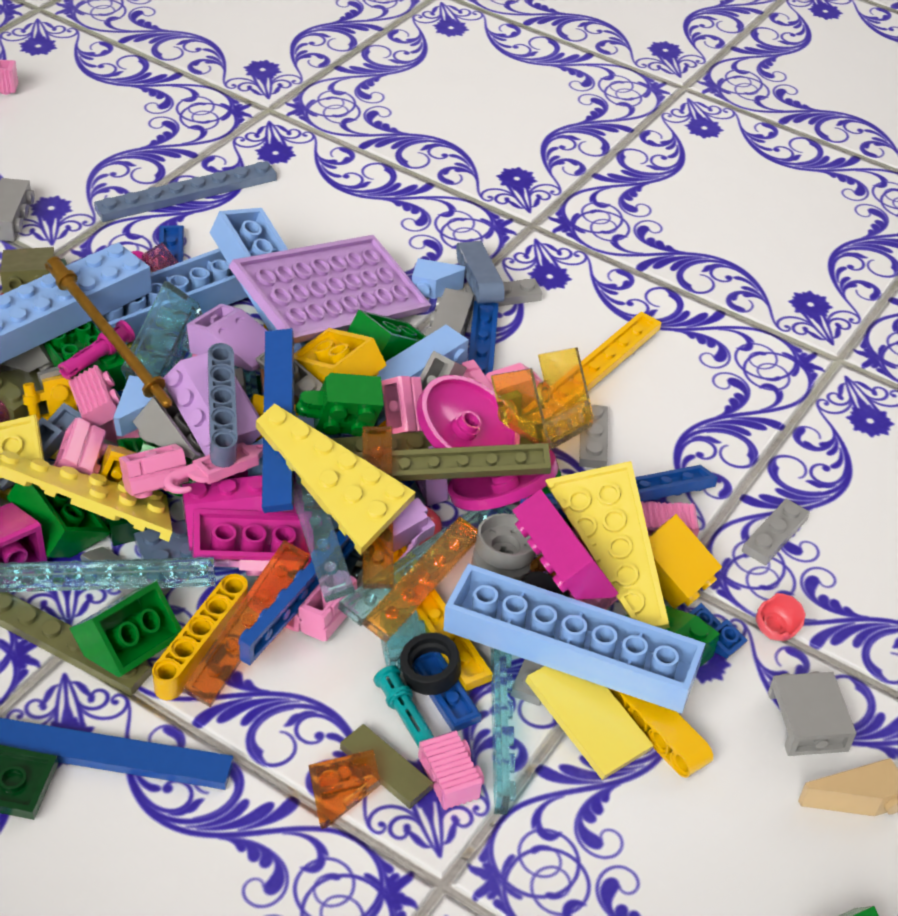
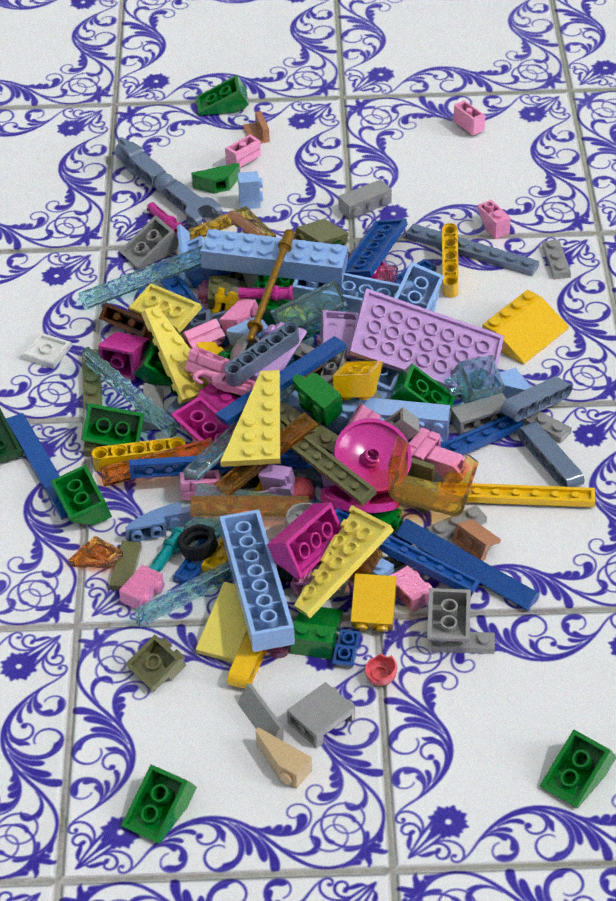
camera: 60 degrees right, 0 degrees up
(92, 229) = (375, 247): none -> blue plate
(170, 148) = (494, 219): none -> bright pink slope
(184, 200) = (450, 260): none -> yellow beam
(227, 734) = (81, 497): none -> green slope
(275, 151) = (556, 259): none -> light grey plate
(349, 681) = (157, 521): none -> medium blue slope
(352, 214) = (527, 326): none -> yellow slope
(418, 288) = (476, 379): none -> clear light blue hinge
(561, 313) = (550, 455): none -> sand blue beam
(602, 829) = (156, 662): none -> olive plate
(636, 433) = (474, 538): none -> nougat panel
(707, 453) = (467, 563): none -> blue tile
(747, 515) = (449, 615): none -> light grey slope
(767, 771) = (259, 712): none -> light grey slope

